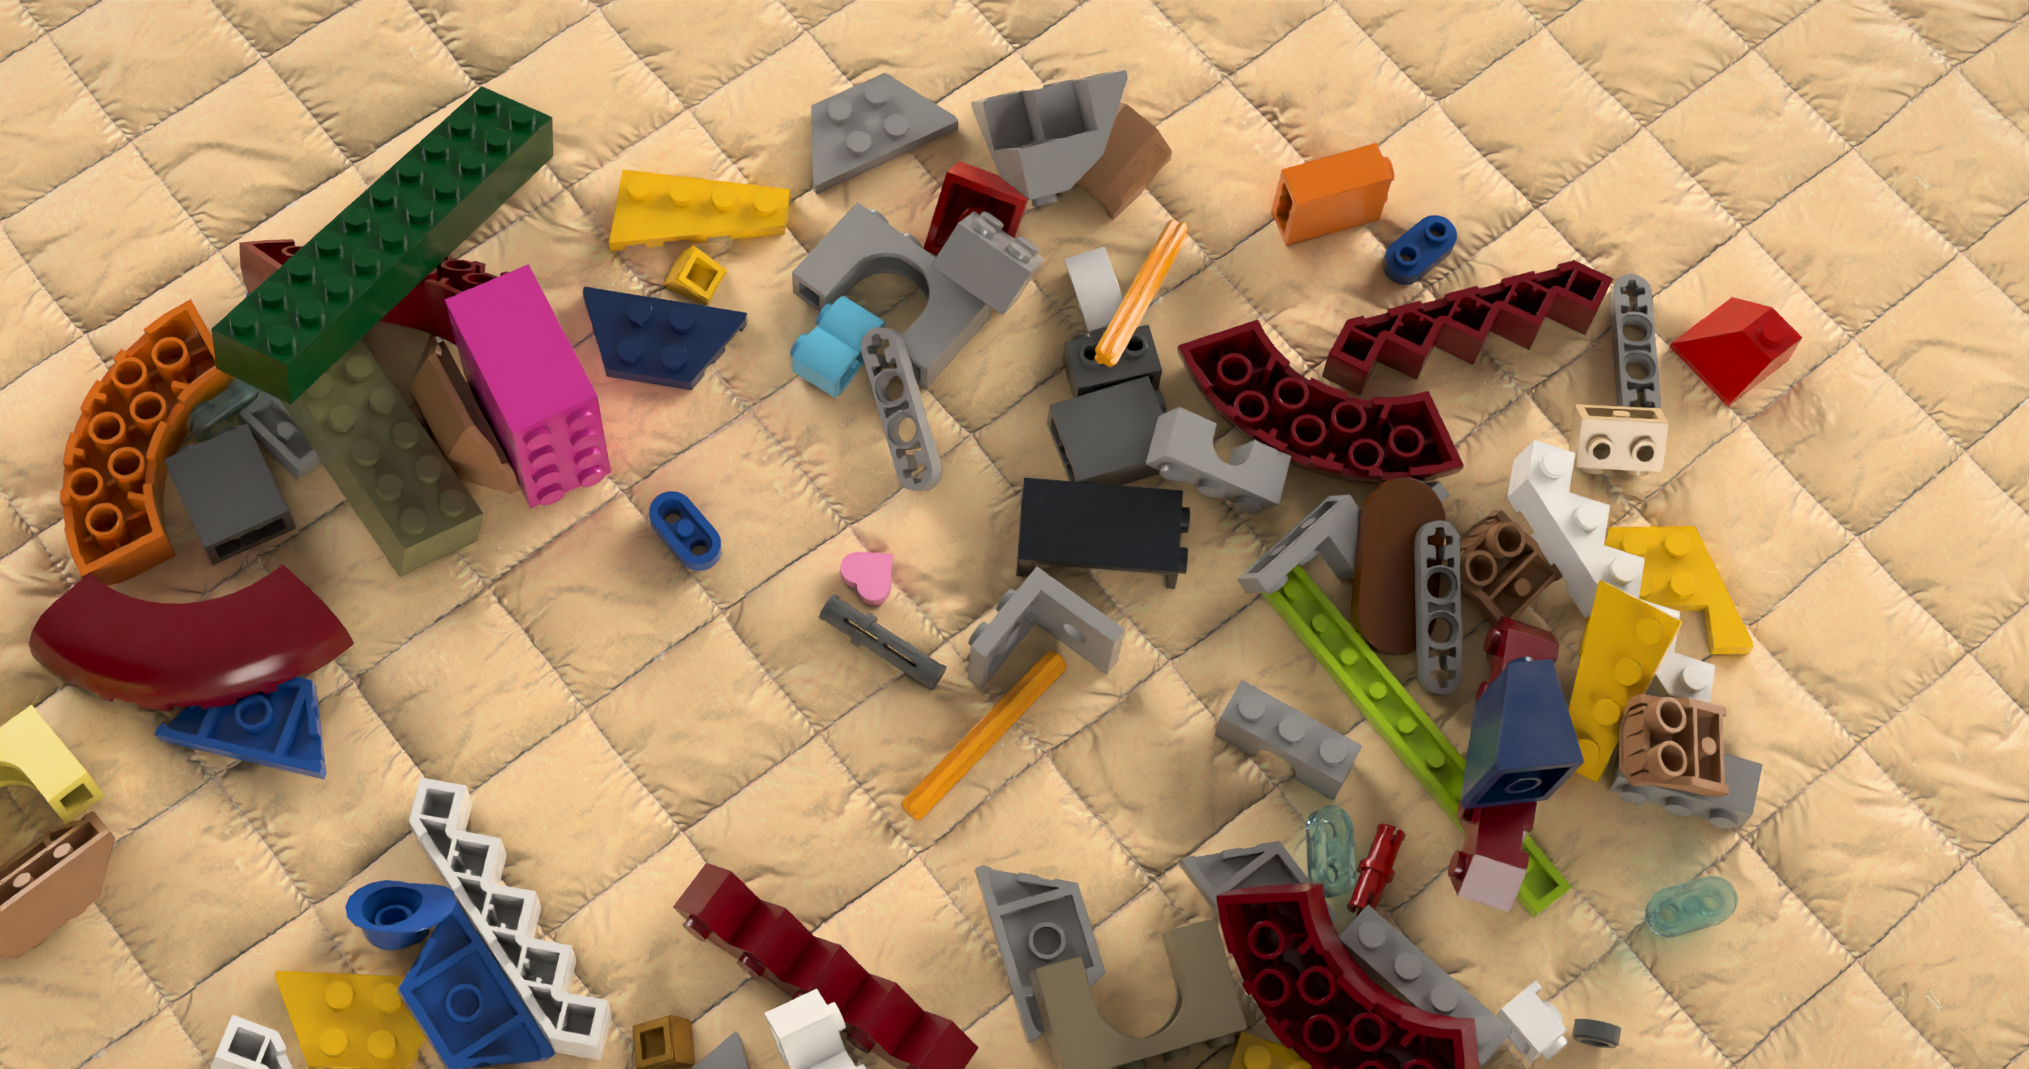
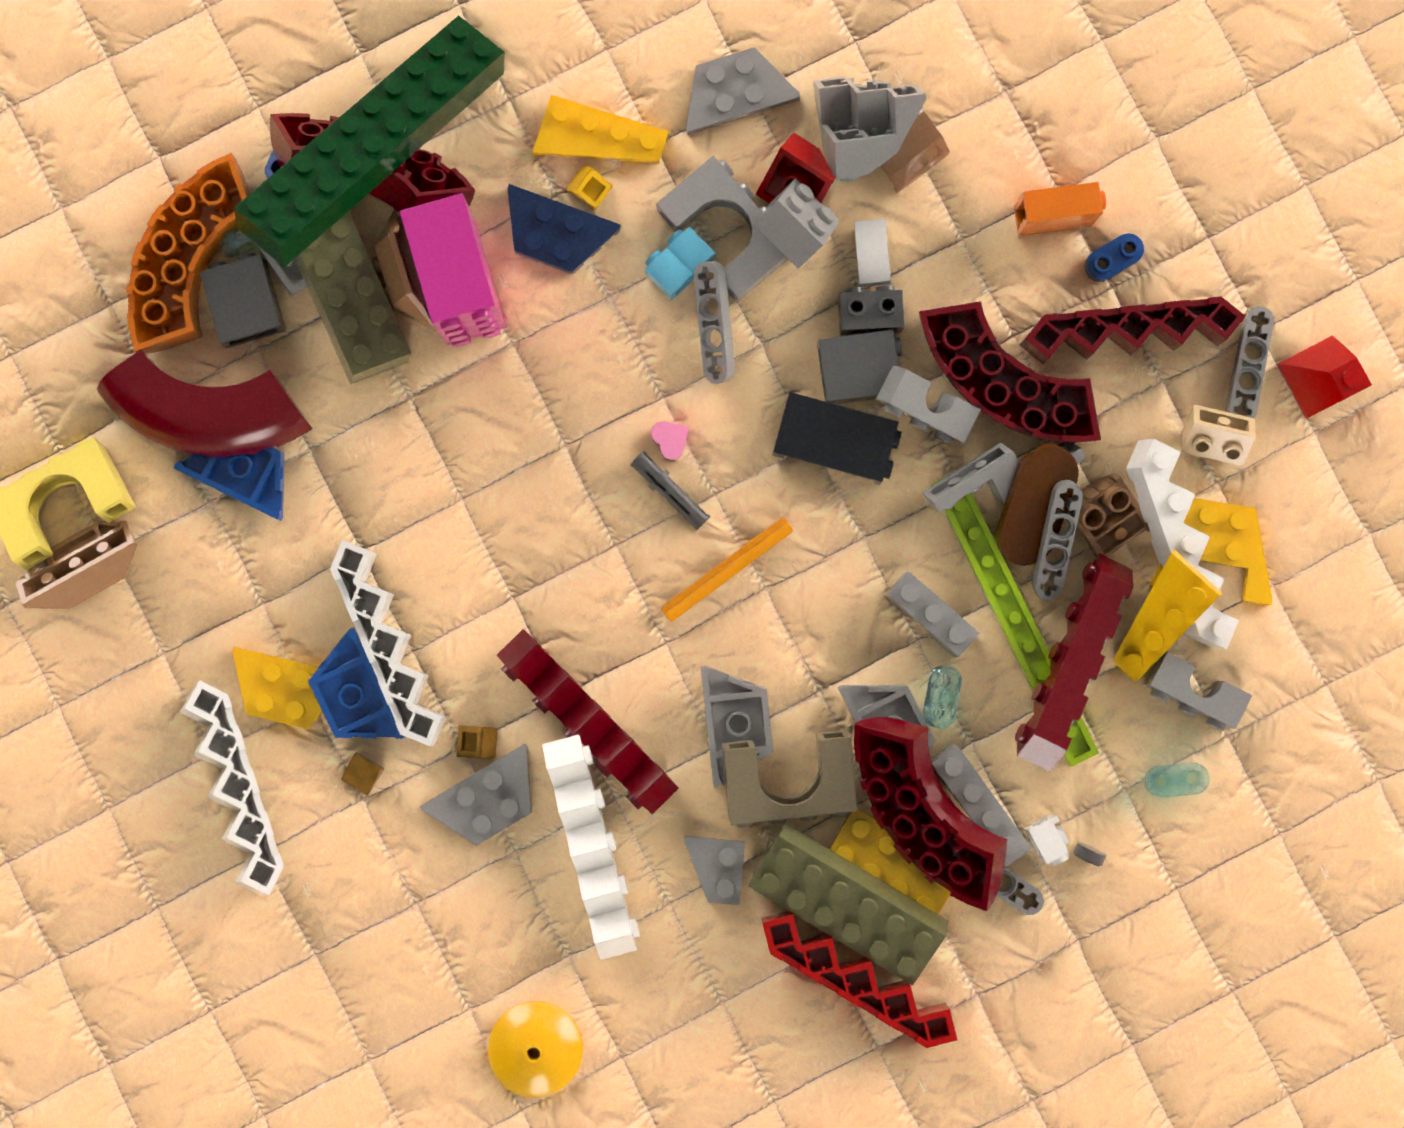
camera: 15 degrees right, 20 degrees up
(398, 912) = (317, 624): blue piece -> none
(687, 532) = (549, 385): blue plate -> none
(1054, 609) = (764, 491): light grey bracket -> none
(1141, 293) = (902, 263): light orange axle -> none
(1376, 868) = (970, 714): red pin -> none
(1520, 738) = (1083, 662): dark blue slope -> none
(1673, 744) = (1192, 675): medium nougat slope -> none

